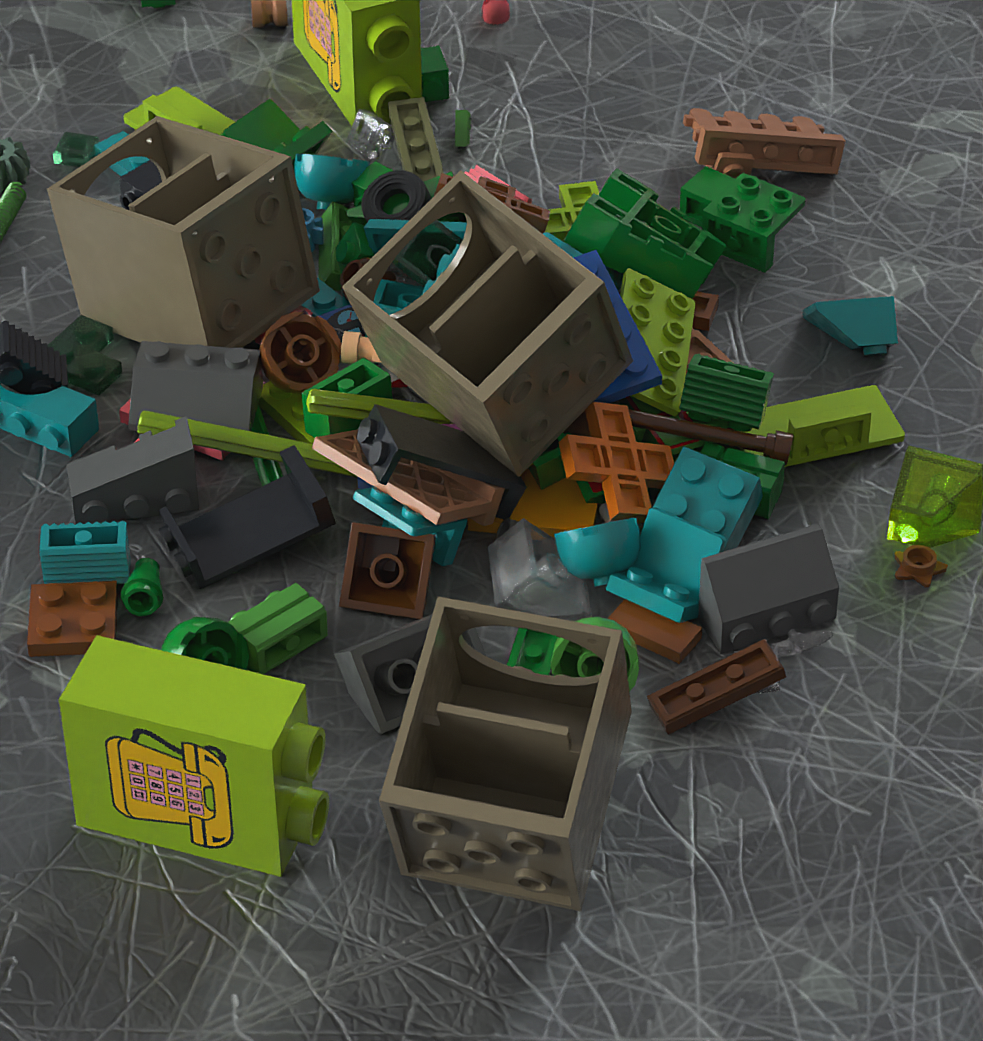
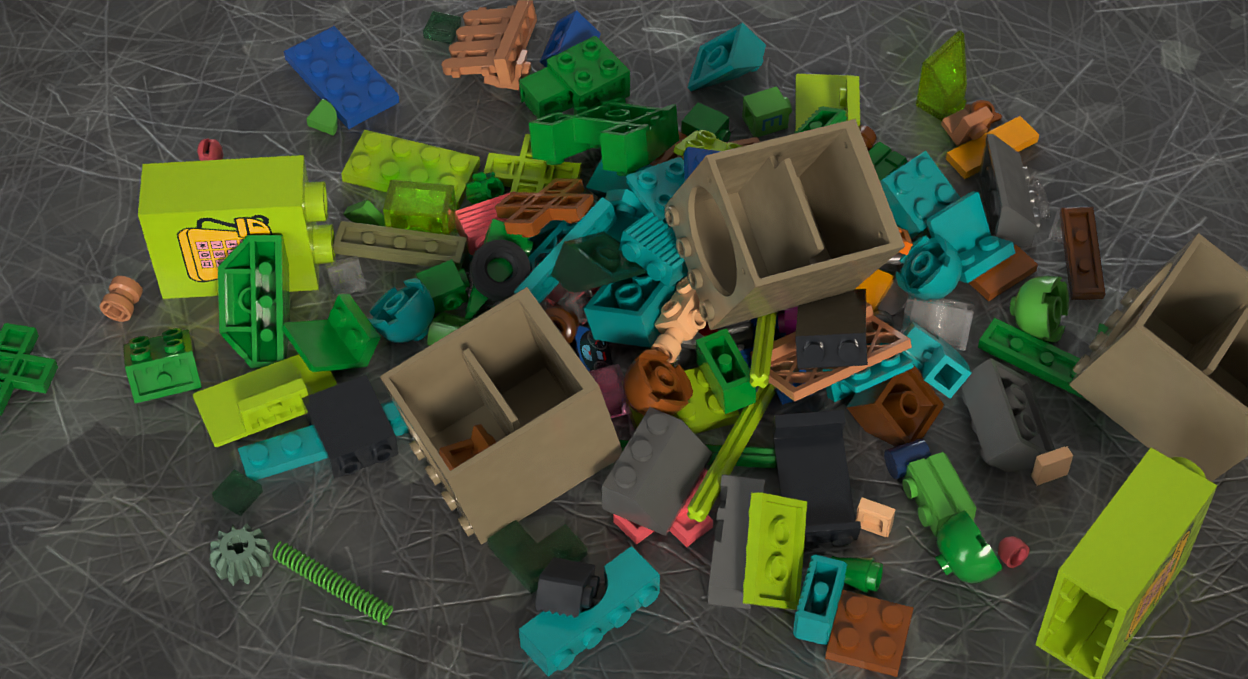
camera: 70 degrees left, 10 degrees up
(118, 483) = (774, 551): none -> lime plate
(192, 52) = (161, 365): none -> green bracket
(221, 583) = (875, 517): none -> light nougat tile
(298, 72) = (255, 299): none -> green wedge
(324, 591) = (900, 456): none -> dark blue piece
(360, 716) = (1052, 465): none -> light nougat tile
(461, 573) = (937, 360): none -> teal brick
(463, 136) = (420, 207): none -> clear neon green brick
(542, 181) = (484, 187): none -> green gear
(549, 142) = (388, 158): none -> lime plate
(587, 65) = (323, 118): none -> bright green tile
(654, 62) = (341, 77): none -> blue plate
(735, 328) = (708, 119): none -> green brick
(776, 104) = (442, 27): none -> clear green tile
(795, 370) = (766, 112): none -> bright green brick
(823, 204) = (568, 33): none -> blue panel
(872, 541) = (965, 126): none -> nougat bracket
(877, 587) = (968, 157): none -> light orange tile

